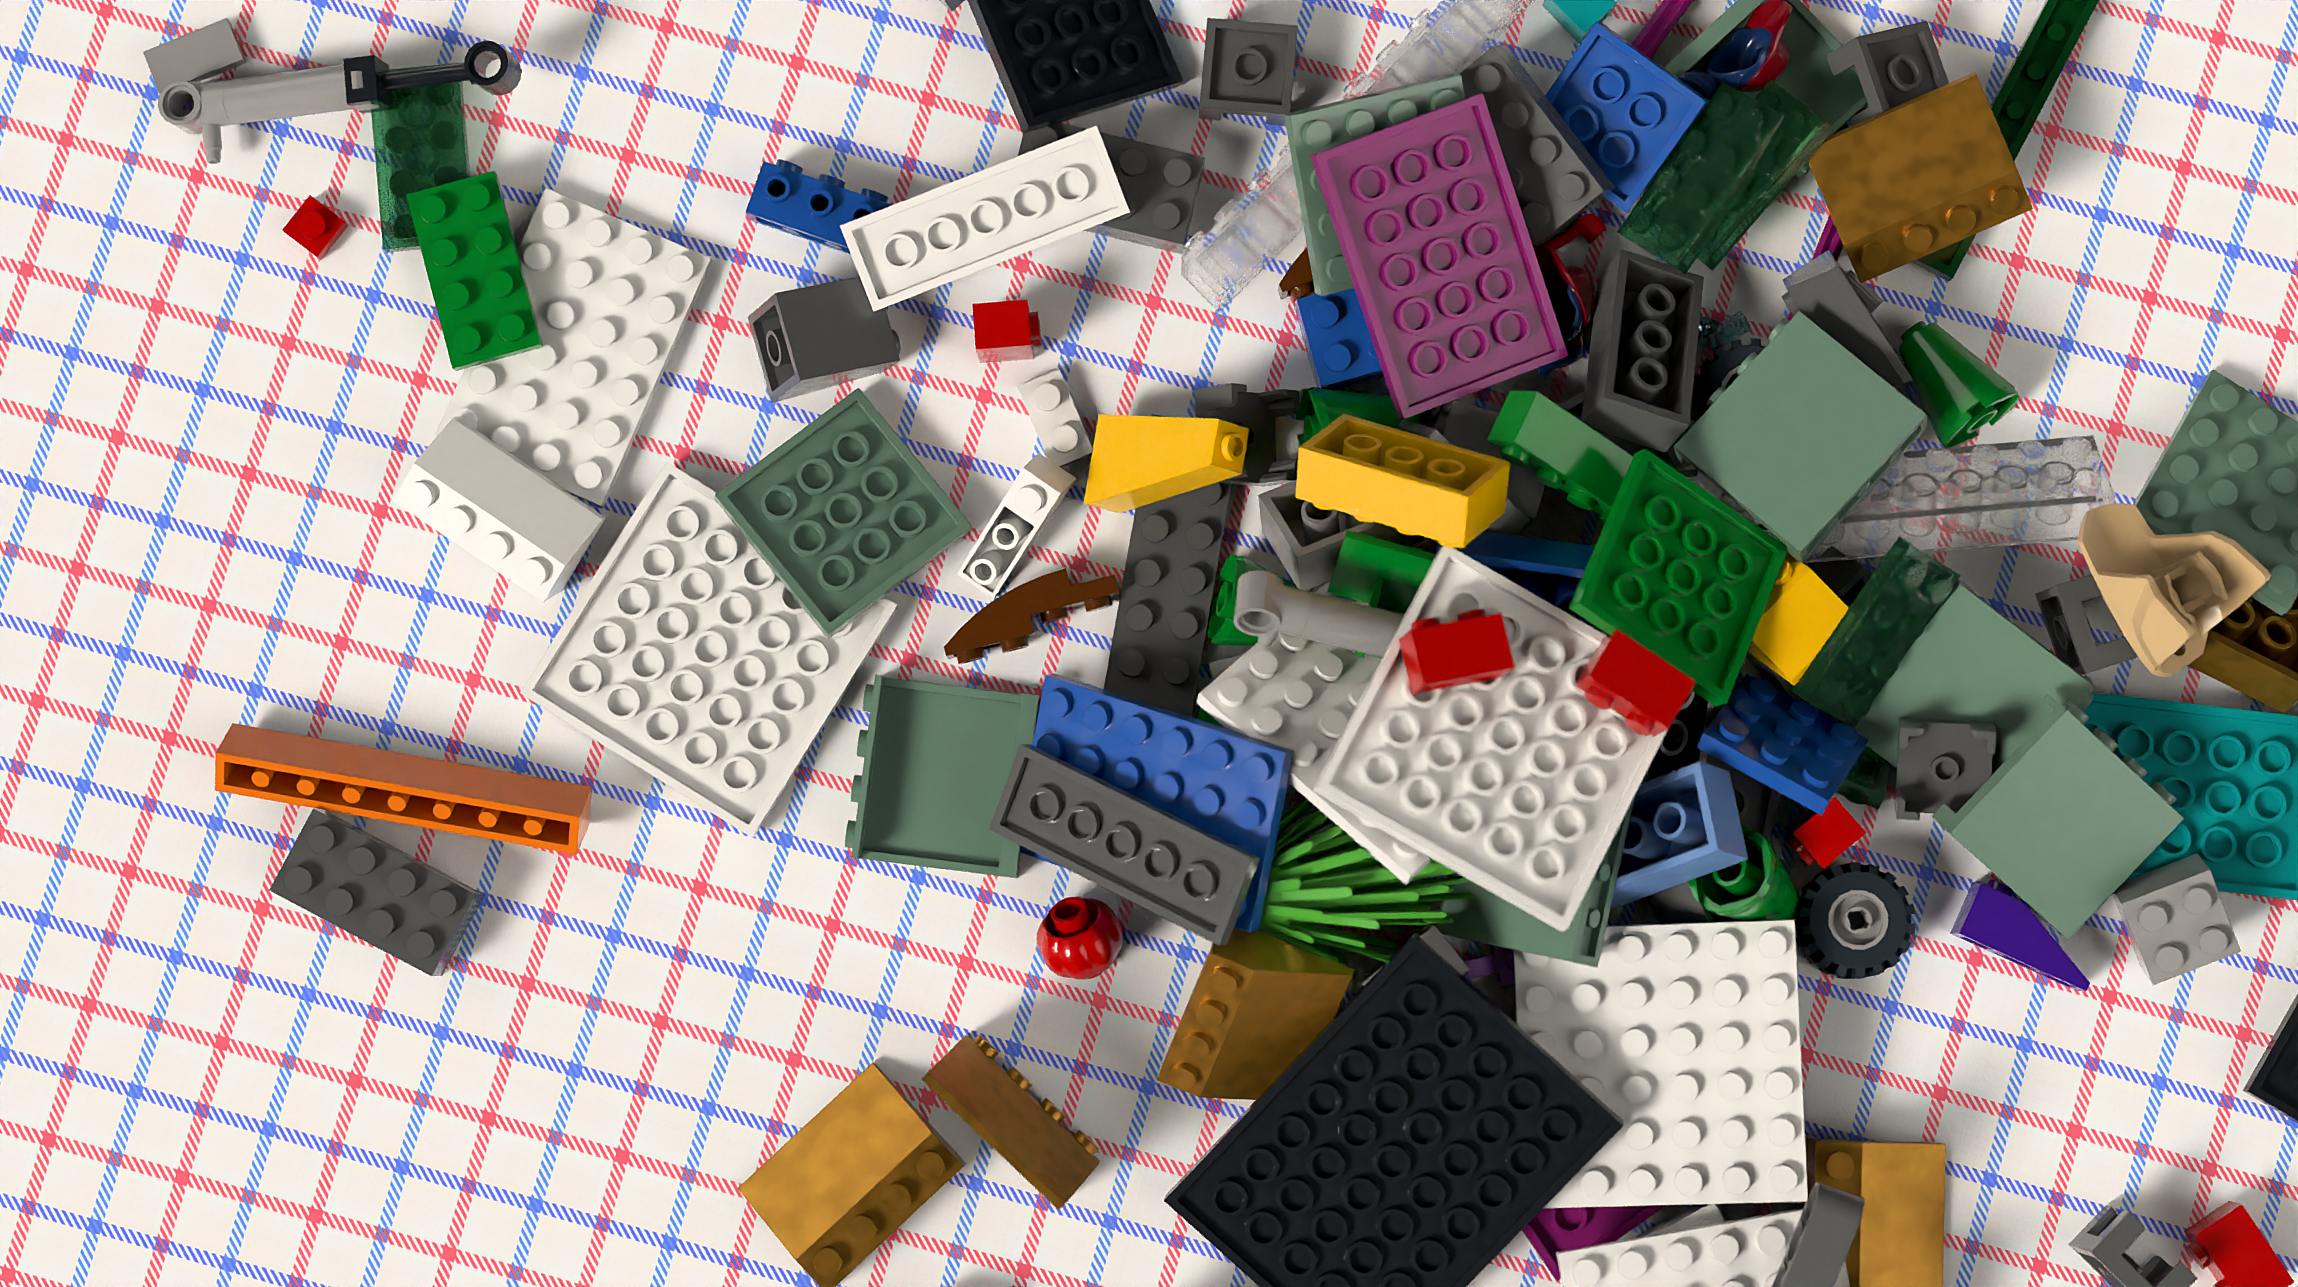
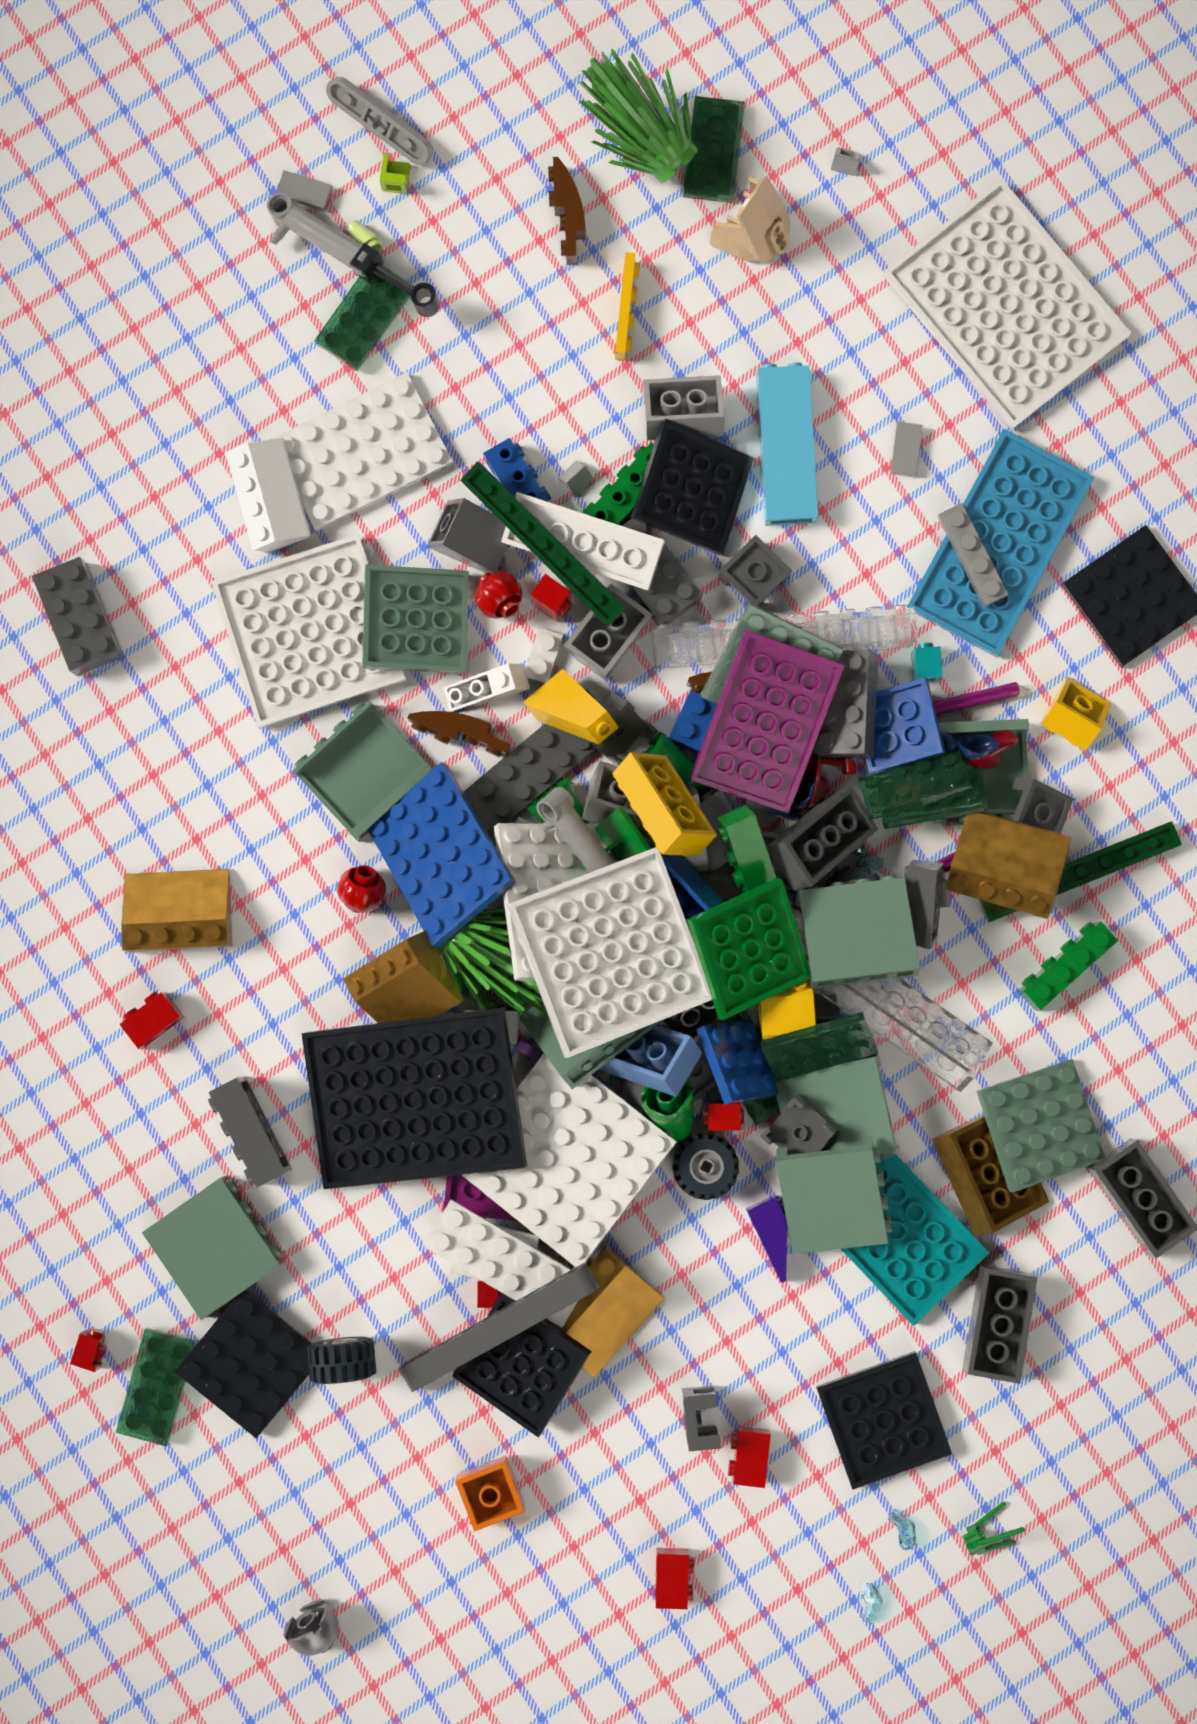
camera: 40 degrees right, 0 degrees up
(315, 227) = (293, 307): red plate -> none
(330, 50) = (364, 235): none -> yellowish green cone
(403, 788) = (126, 580): orange brick -> none
(474, 270) = (345, 382): green plate -> none
(896, 141) = (576, 478): none -> light grey slope
(928, 386) = (498, 595): none -> red plant
(936, 266) = (543, 544): none -> dark green plate
(983, 110) = (619, 499): none -> green brick
(1012, 1120) = (264, 942): pearl gold slope -> none
(1118, 314) = (604, 647): none -> light grey brick
(1124, 844) = (411, 862): dark grey plate -> none
(1456, 651) = (620, 896): red brick -> none
(1634, 684) = (688, 977): red brick -> none
(1954, 384) = (950, 969): green cone -> none
(2071, 630) = (911, 1118): dark grey panel -> none
(2103, 250) = (1068, 965): none -> green brick
(2165, 586) = (963, 1133): tan piece -> none
(2175, 919) = (847, 1285): light grey brick -> none

